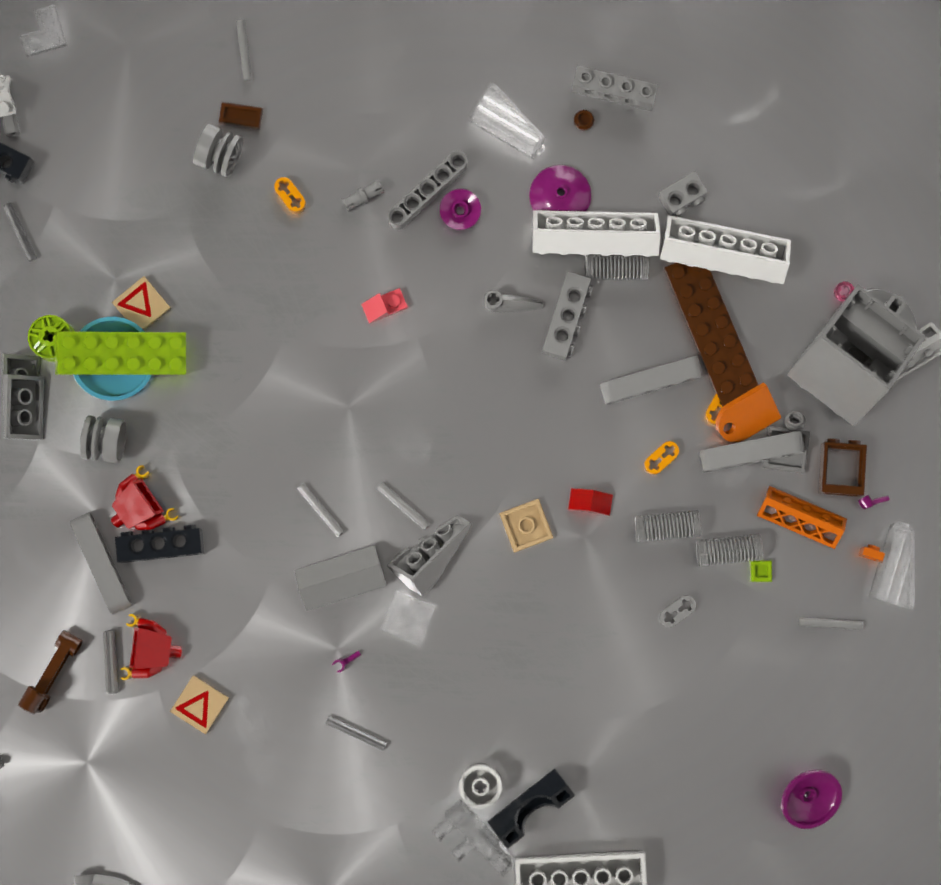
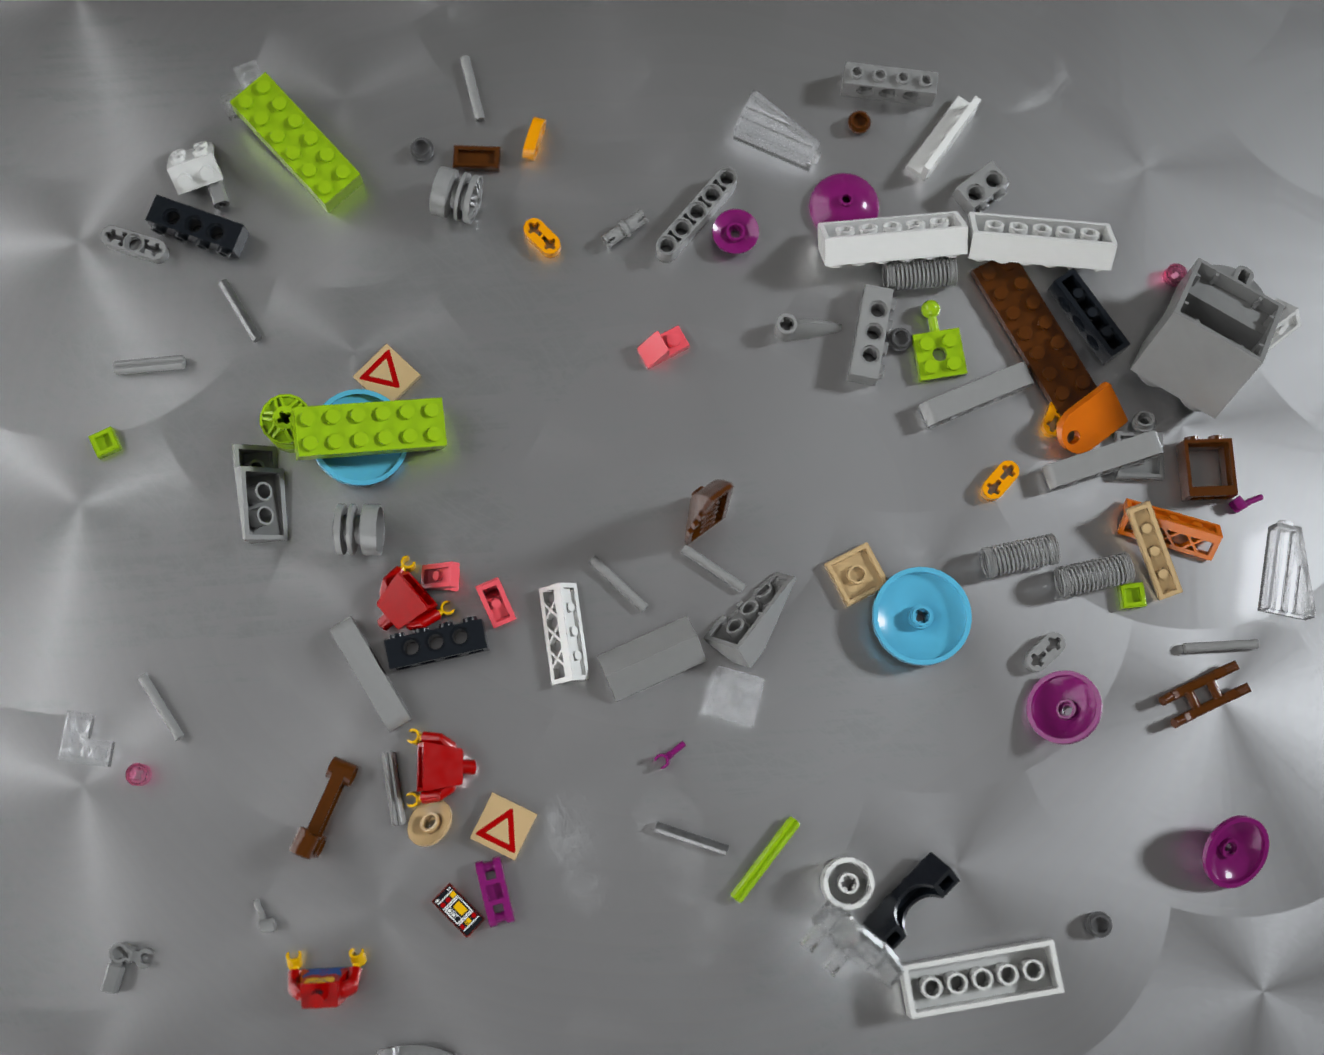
camera: 10 degrees left, 5 degrees down
(36, 819) = (324, 986): none -> red torso
(83, 86) = (296, 142): none -> lime brick
(137, 695) = (429, 823): none -> tan dish
(154, 769) = (458, 910): none -> tile
(169, 487) = (441, 576): none -> coral slope
(186, 758) = (495, 891): none -> magenta plate
(193, 102) = (422, 149): none -> flat silver plate
(213, 515) = (495, 602): none -> coral slope
(272, 547) = (568, 632): none -> white fence
(293, 104) = (534, 138): none -> light orange beam
(399, 457) = (707, 508): none -> reddish brown wedge
(415, 758) = (765, 859): none -> lime axle
(590, 501) = (926, 538): red slope -> none
(592, 322) = (900, 339): none -> flat silver plate
(595, 566) = (943, 609): none -> medium azure dish
(632, 327) = (946, 340): none -> lime plate
(656, 142) = (942, 137): none -> white fence
(675, 654) = (1053, 696): none -> magenta dish
(688, 845) = (1099, 924): none -> flat silver plate
(759, 321) = (1088, 316): none -> black brick
(783, 534) = (1153, 550): none -> tan tile
(820, 669) = (1218, 697): none -> reddish brown piece
(872, 552) = (1255, 560): orange plate -> none

